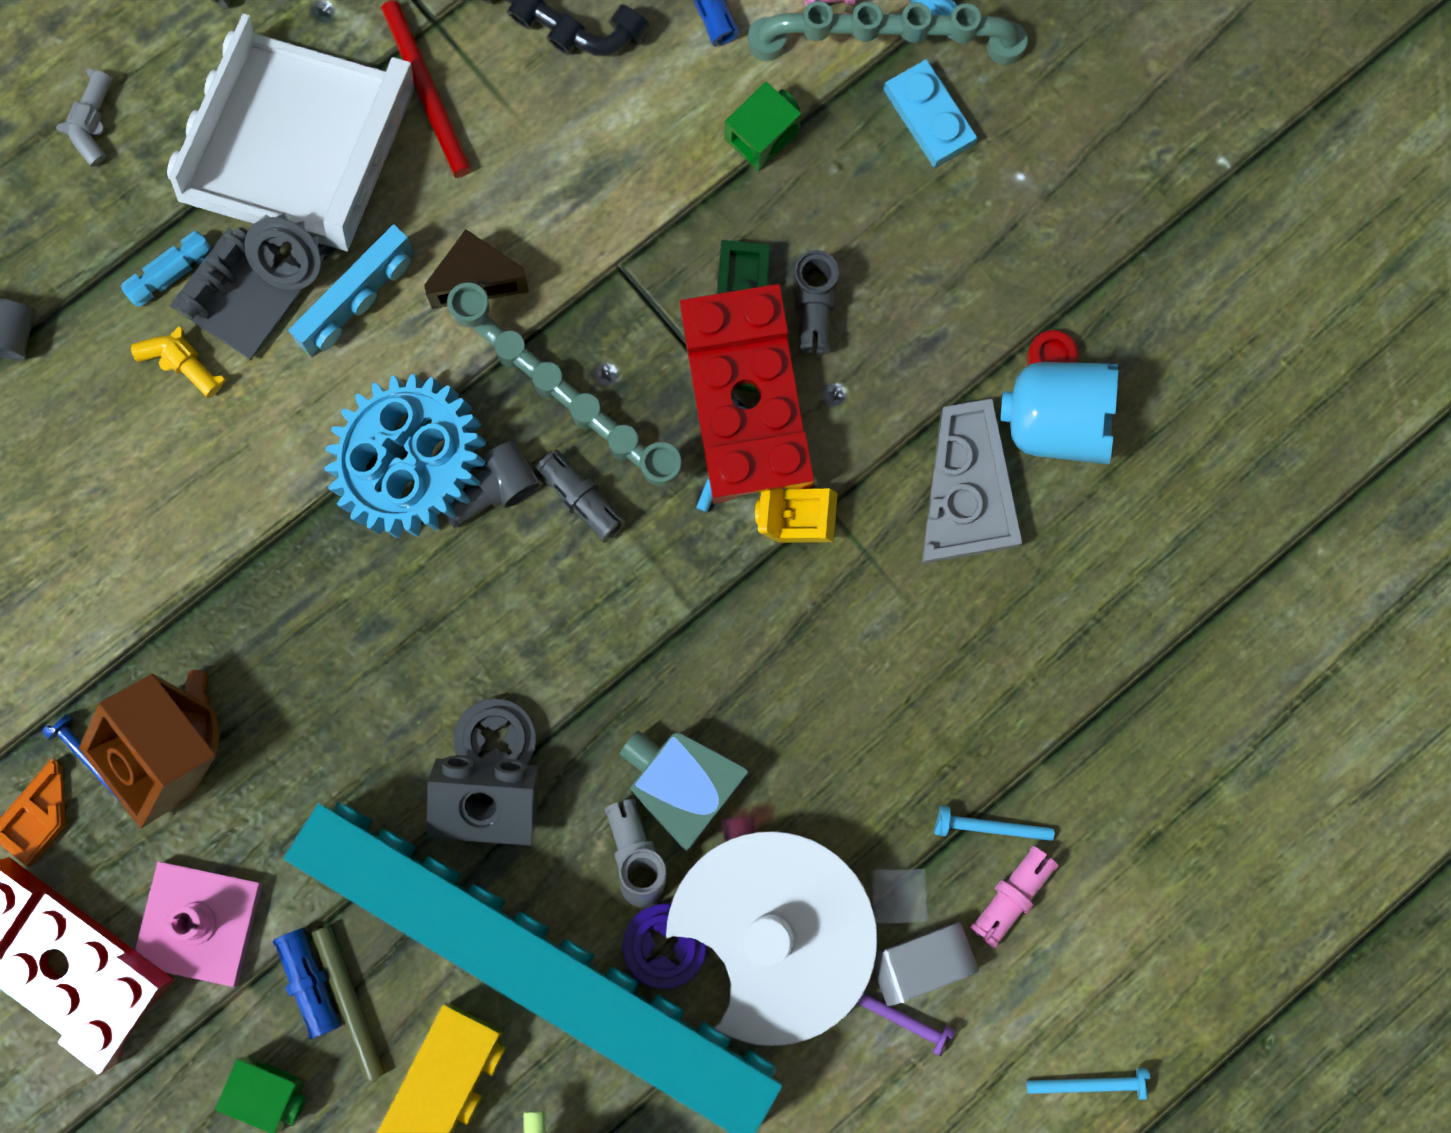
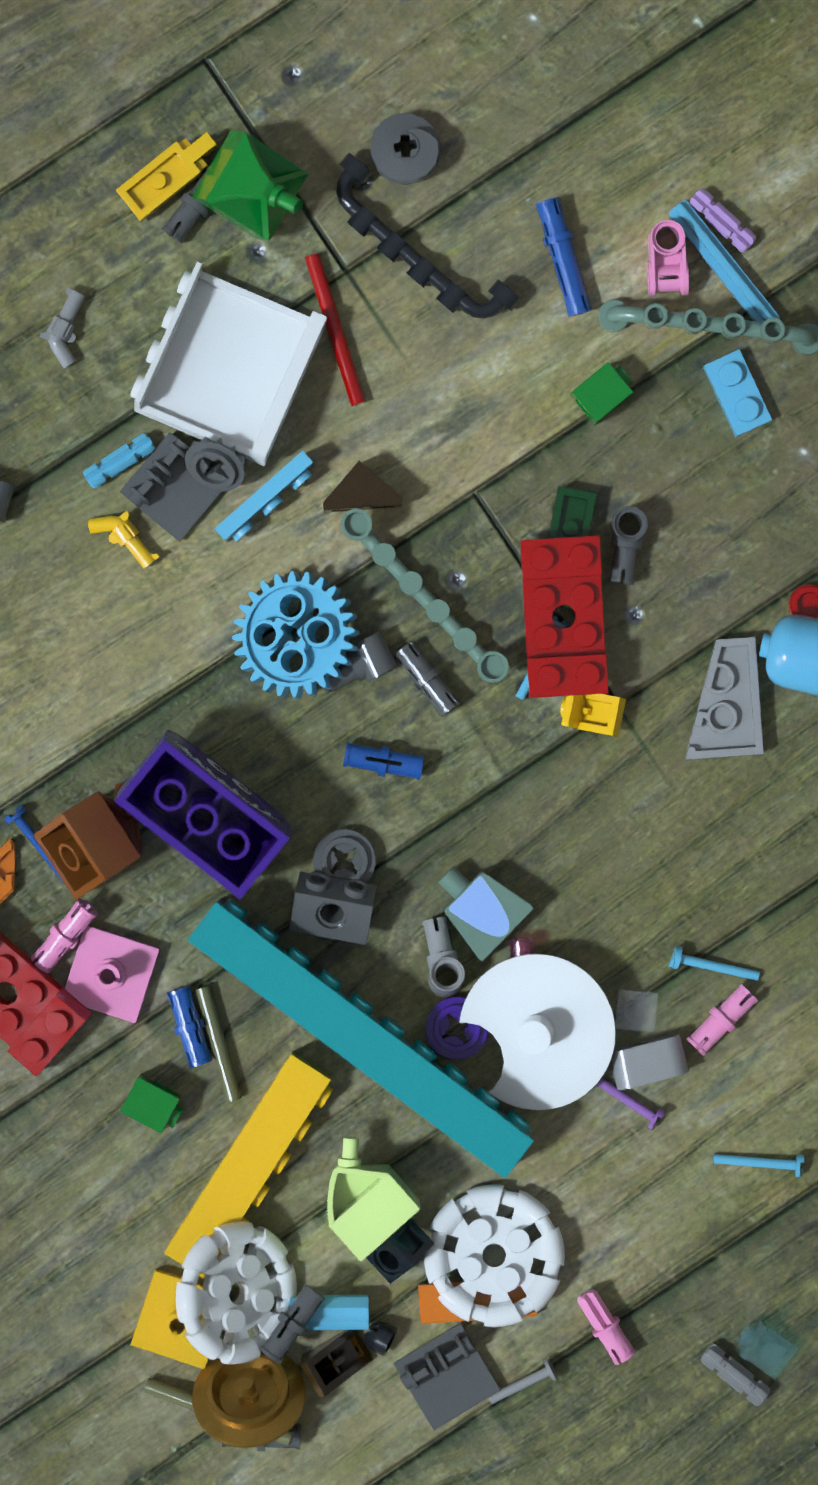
camera: 10 degrees right, 10 degrees up
(128, 878) = (64, 935): none -> bright pink pin
(292, 686) = (204, 812): none -> dark purple brick
(563, 609) = (356, 757): none -> blue pin

